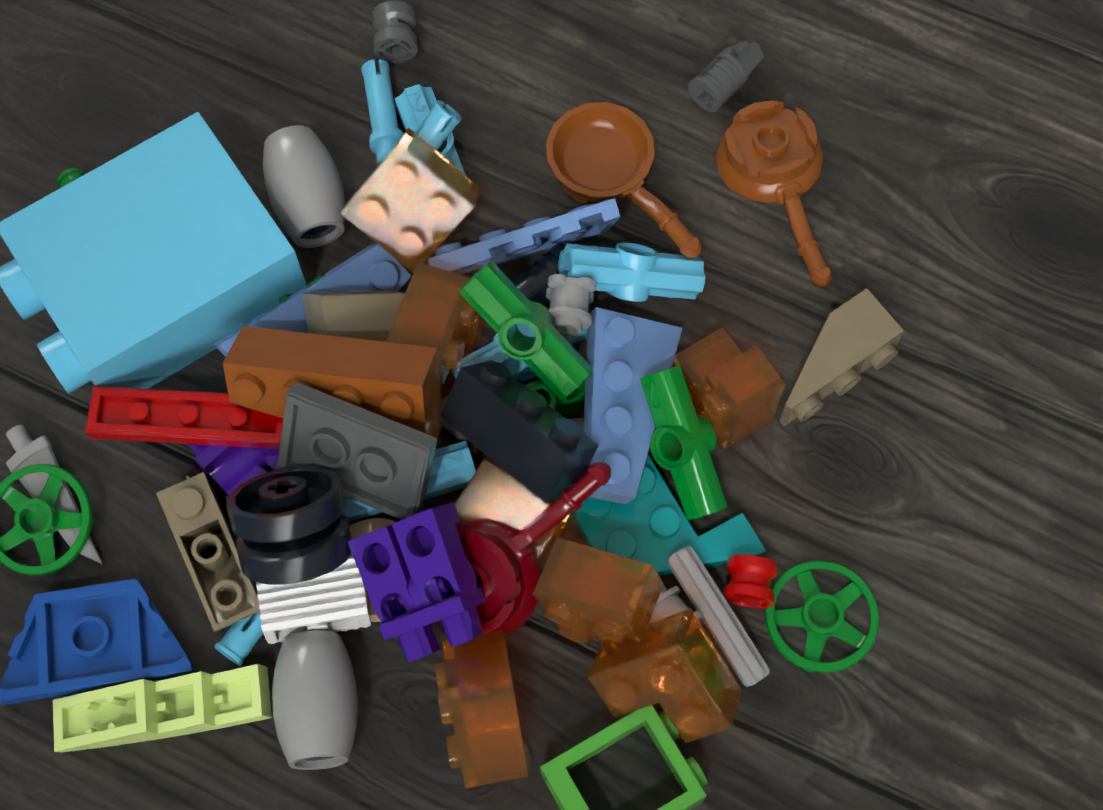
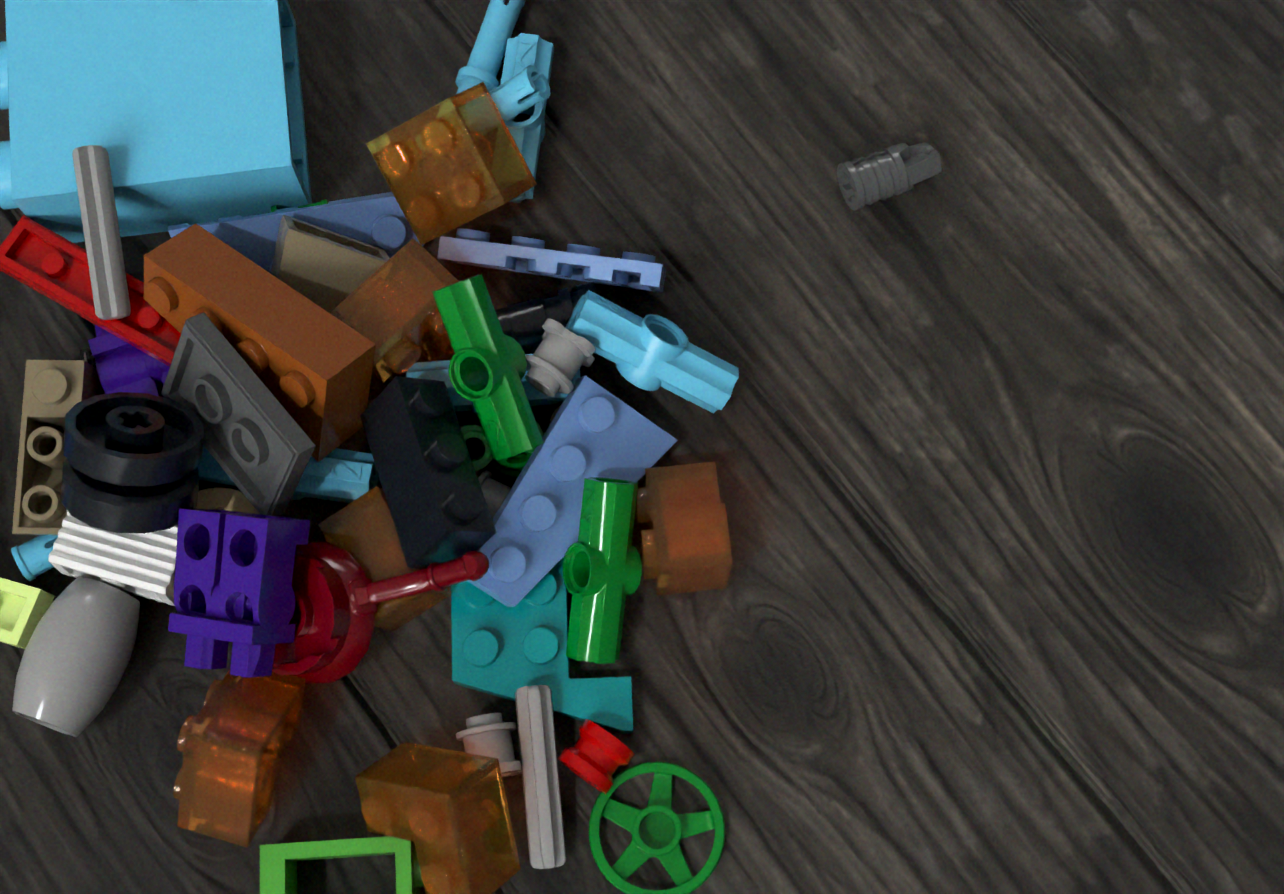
camera: 25 degrees right, 5 degrees up
(172, 365) = (101, 232): none -> light grey axle
(303, 186) = (357, 92): light grey piece -> none
(597, 593) = (408, 692): clear orange brick -> none
(606, 154) = (697, 206): dark orange piece -> none
(776, 158) = (887, 295): dark orange piece -> none
(849, 343) = (846, 546): dark tan slope -> none

